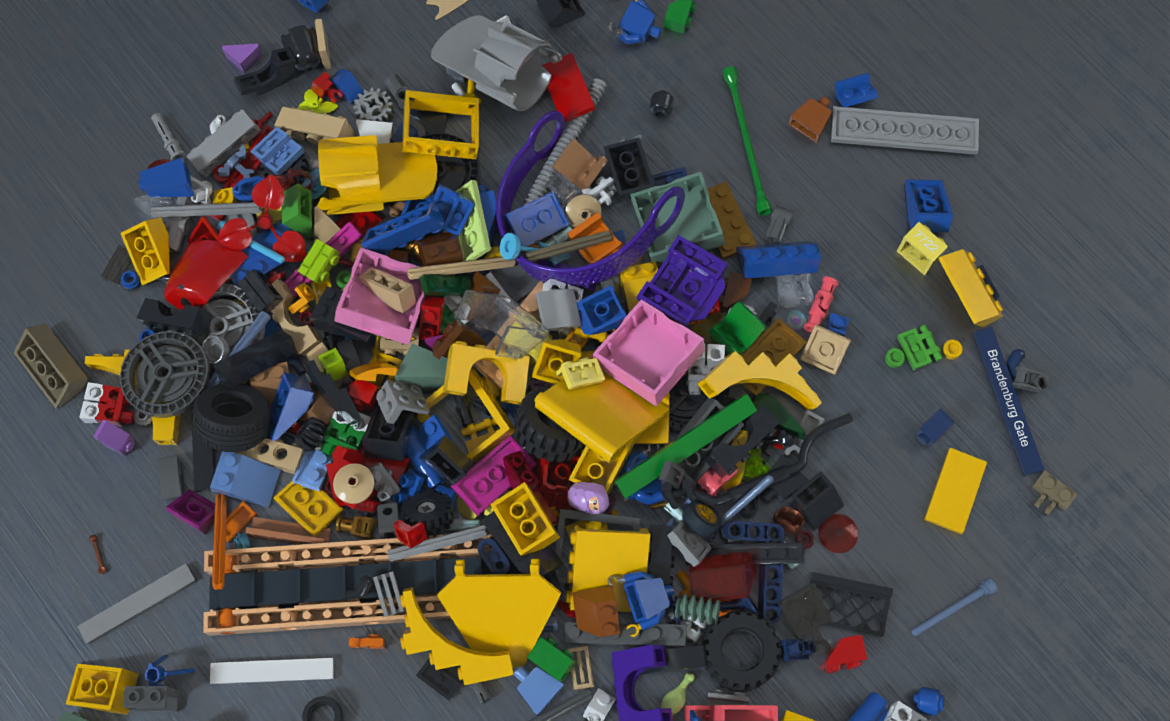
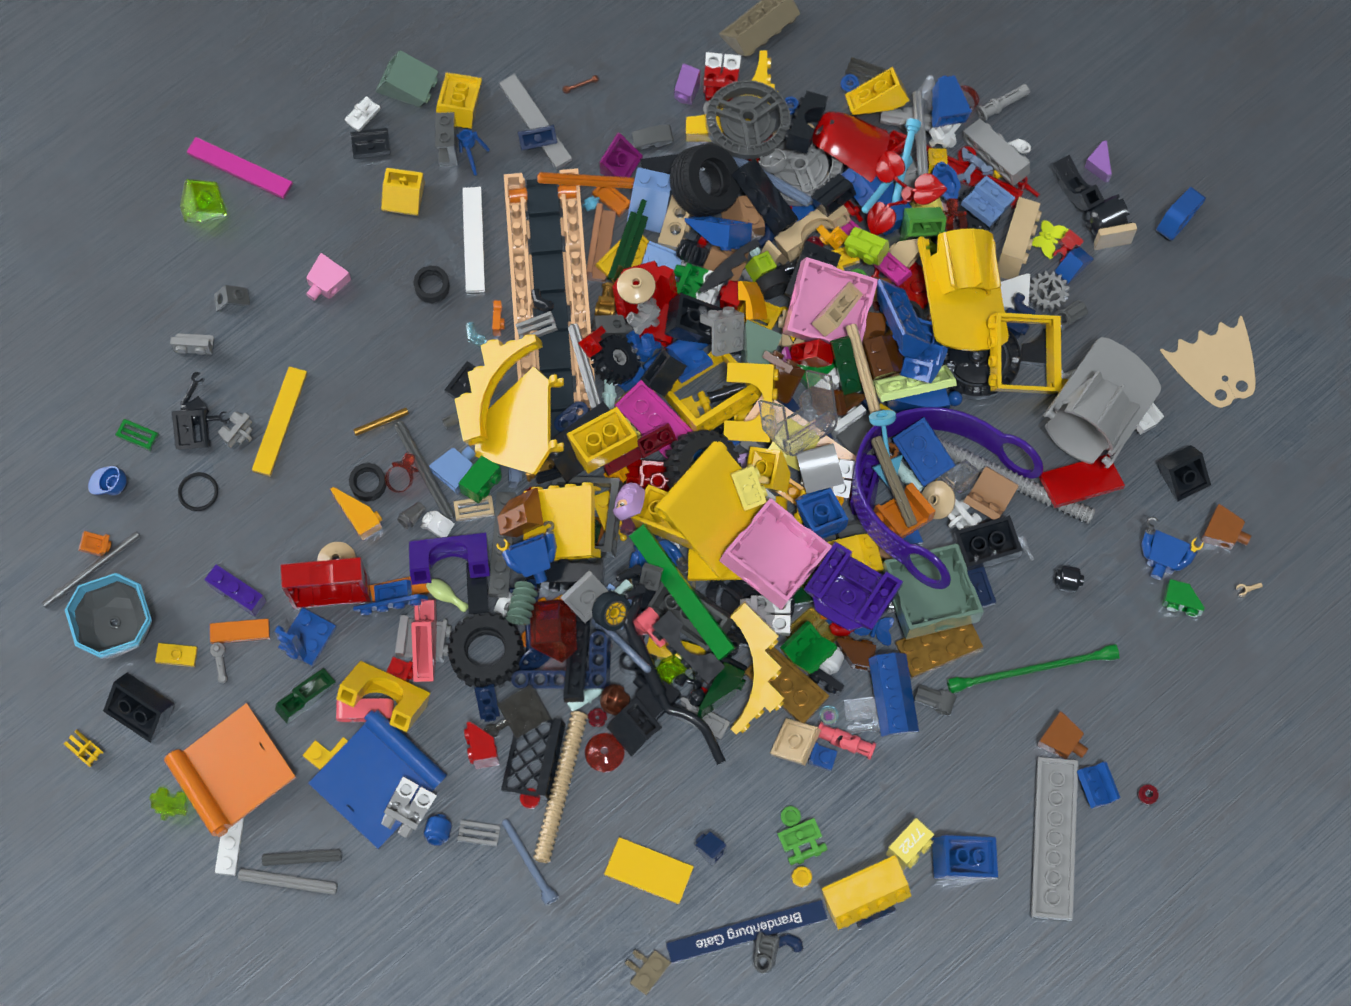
camera: 90 degrees right, 0 degrees up
(157, 599) = (537, 137): none -> dark blue slope
(192, 213) = (912, 127): none -> medium azure piece
(295, 498) = (629, 242): none -> dark green fence
(386, 670) = (472, 336): none -> clear light blue arm
(393, 126) = (1020, 306): none -> dark blue arm
(860, 57) = (1146, 800): none -> dark red plate
(880, 576) = (560, 787): none -> tan piece
(894, 607) = (528, 801): none -> red tile
(937, 643) = (479, 833): none -> light grey tile

